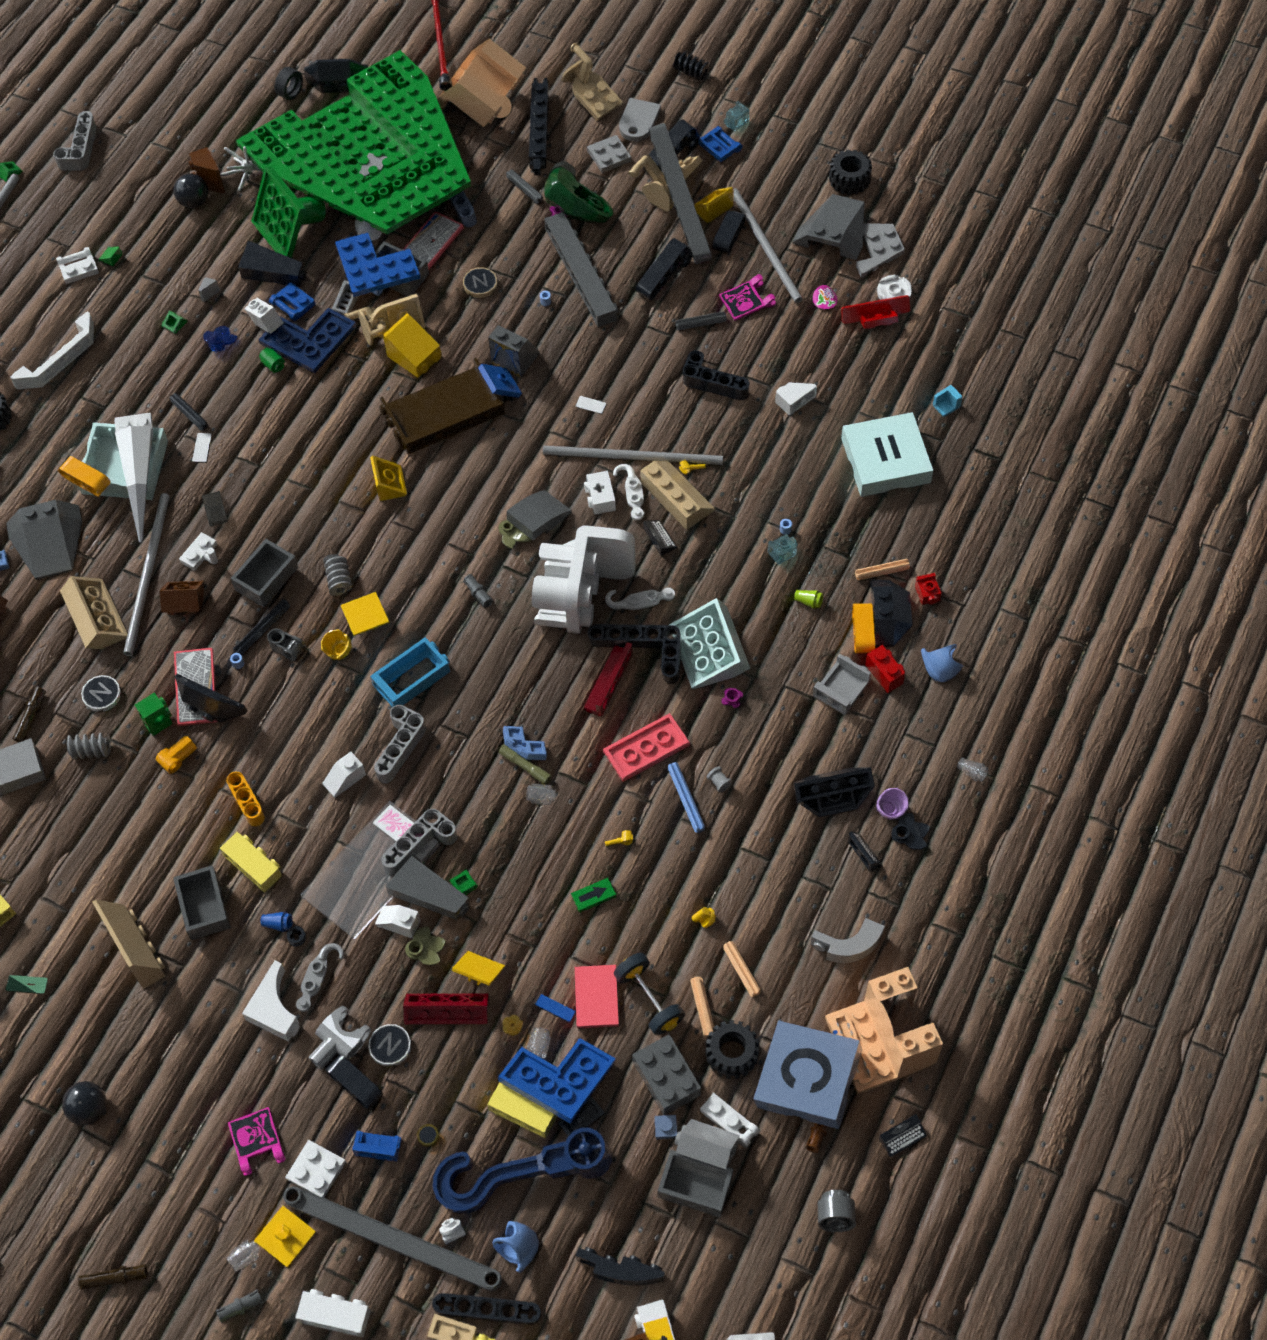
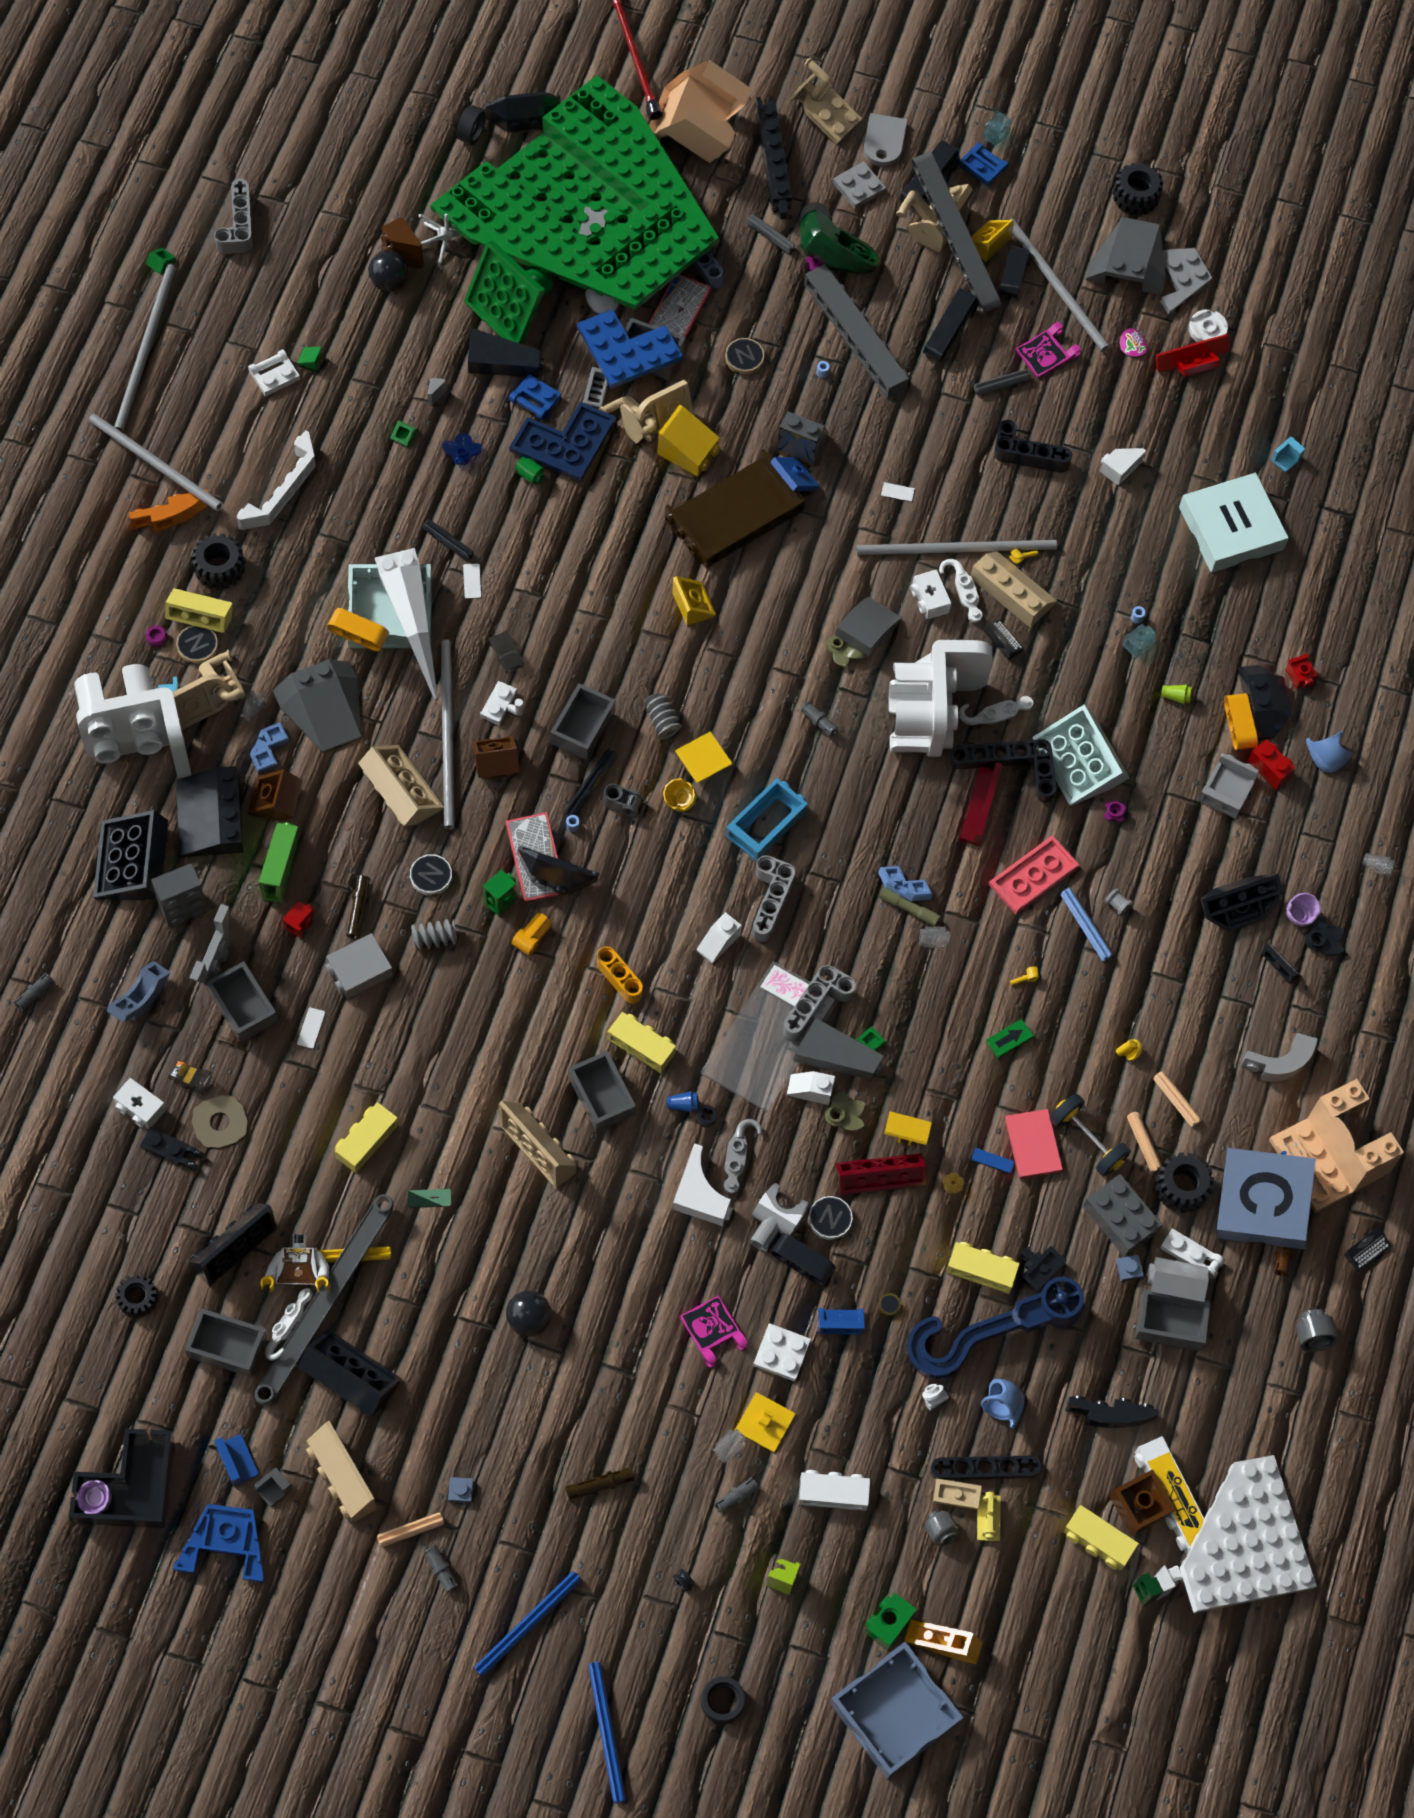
camera: 15 degrees left, 5 degrees up
(263, 315) = (511, 418): white brick -> none
(392, 1238) = (876, 1410): dark grey piece -> none
(539, 1042) = (985, 1199): clear brick -> none
(561, 1088) = (1016, 1241): blue plate -> none
(690, 66) = (933, 68): black piece -> none
(882, 569) = (1249, 653): light nougat axle -> none

